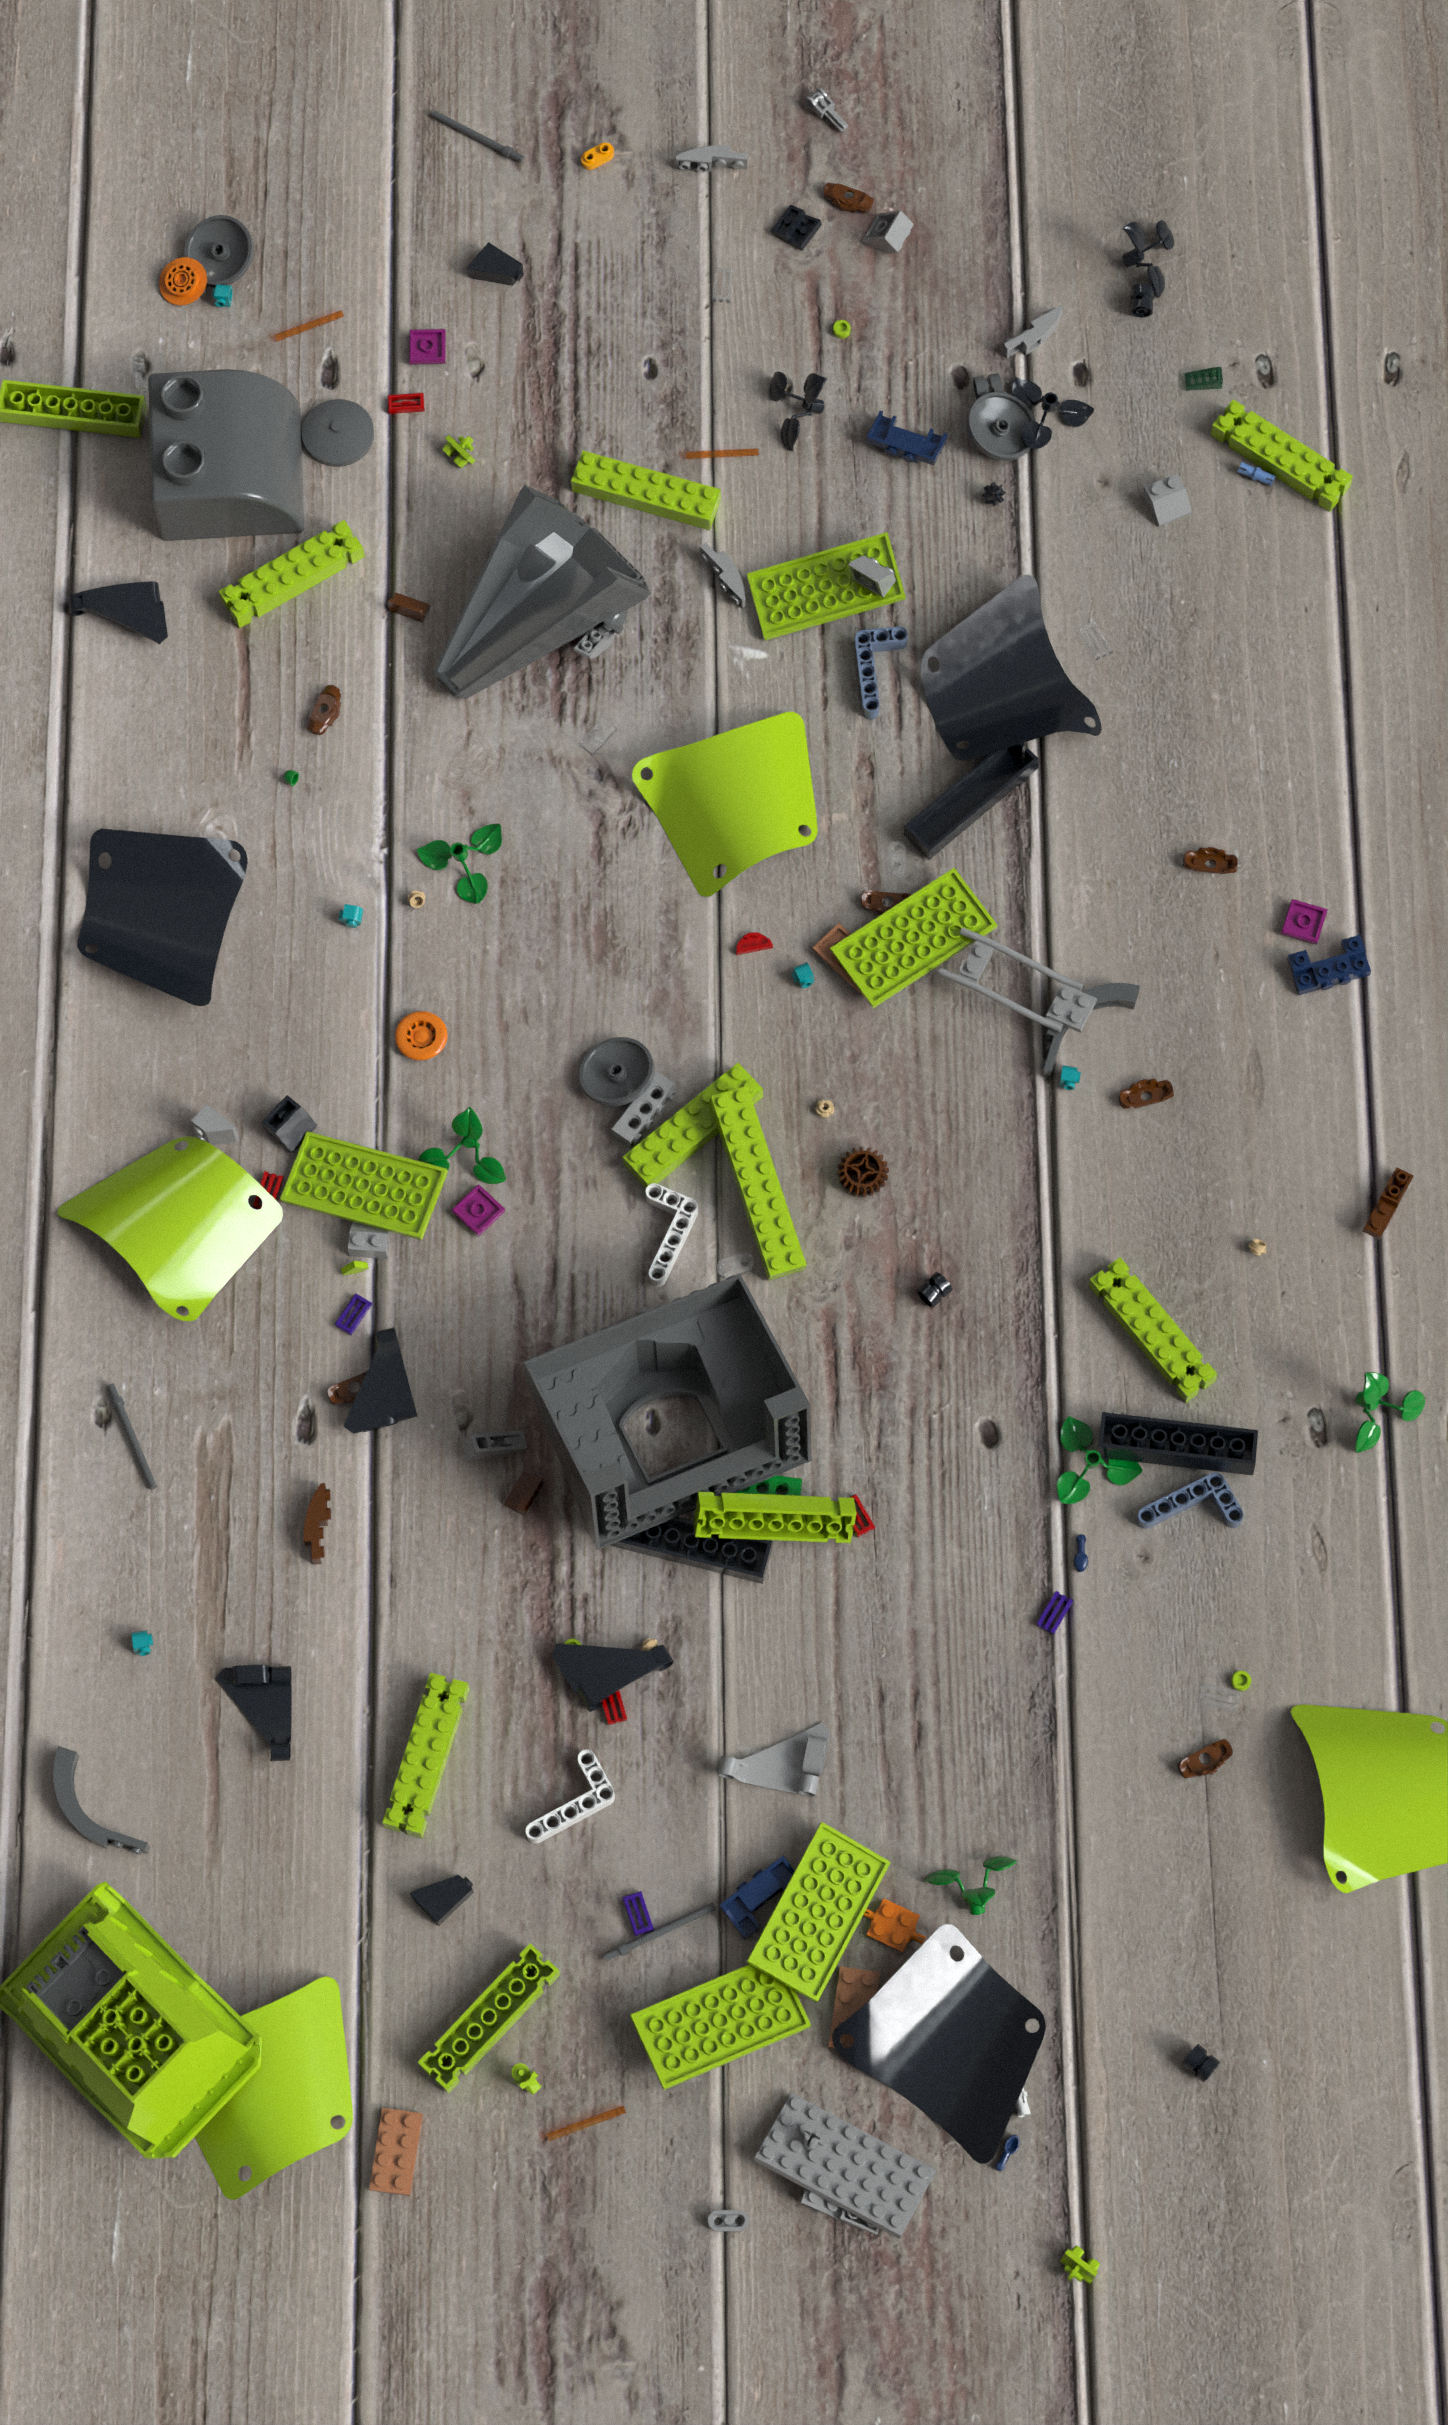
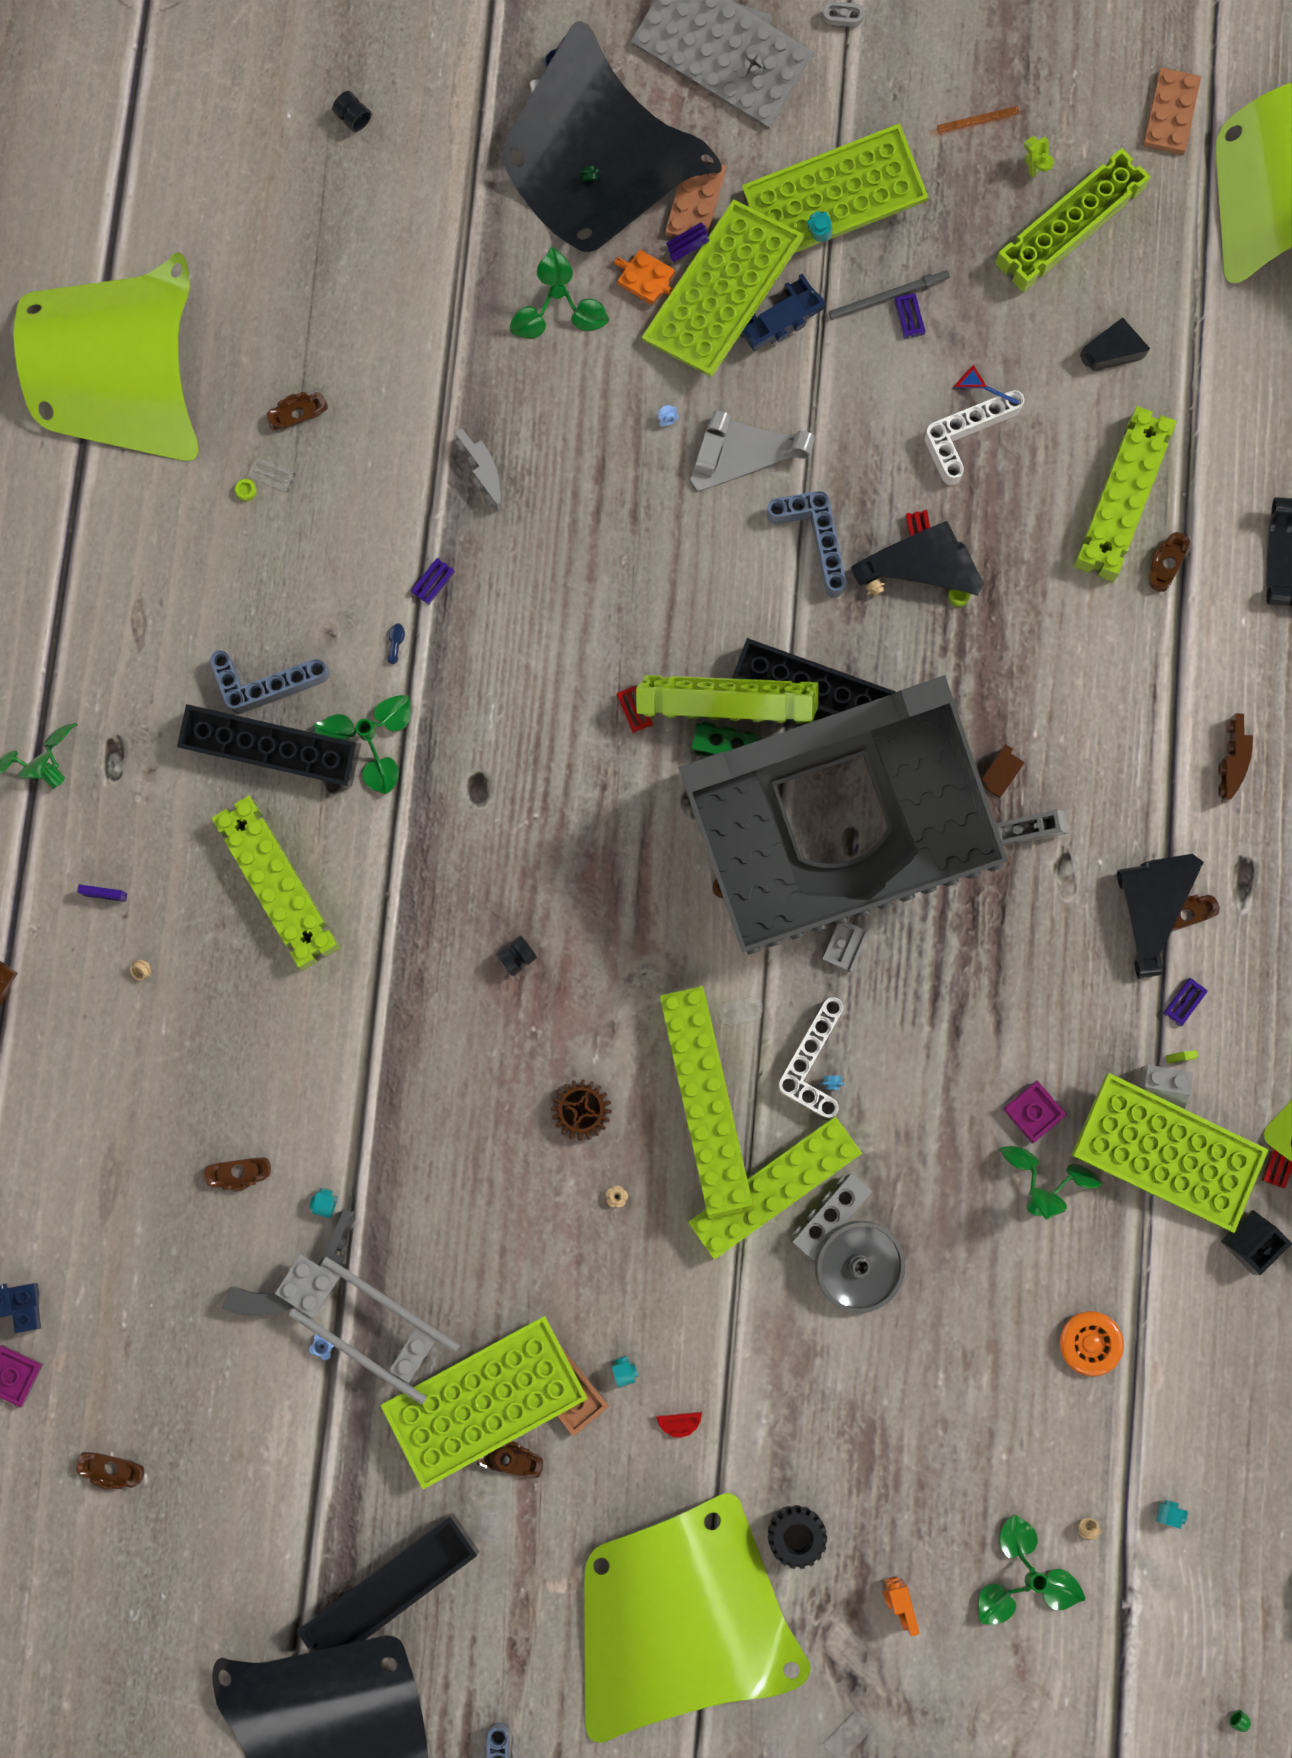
camera: 175 degrees left, 10 degrees up
(388, 1685) = (1175, 548): none -> reddish brown piece
(565, 828) = (898, 1599): none -> orange plate
(574, 1853) = (973, 380): none -> piece
(646, 855) = (804, 1556): none -> black tyre
(651, 1215) = (832, 1082): none -> dark azure plate
(704, 1690) = (820, 533): none -> sand blue beam
(731, 1979) = (820, 226): none -> teal plate
(857, 1788) = (667, 415): none -> light blue plate
(870, 1954) = (687, 241): none -> dark purple tile
(891, 894) = (504, 1452): none -> reddish brown plate
(960, 2022) = (589, 173): none -> dark green plate
(1018, 1714) = (484, 468): none -> light grey slope
(1054, 965) = (316, 1349): none -> light blue plate
(1303, 1306) = (102, 893): none -> dark purple tile

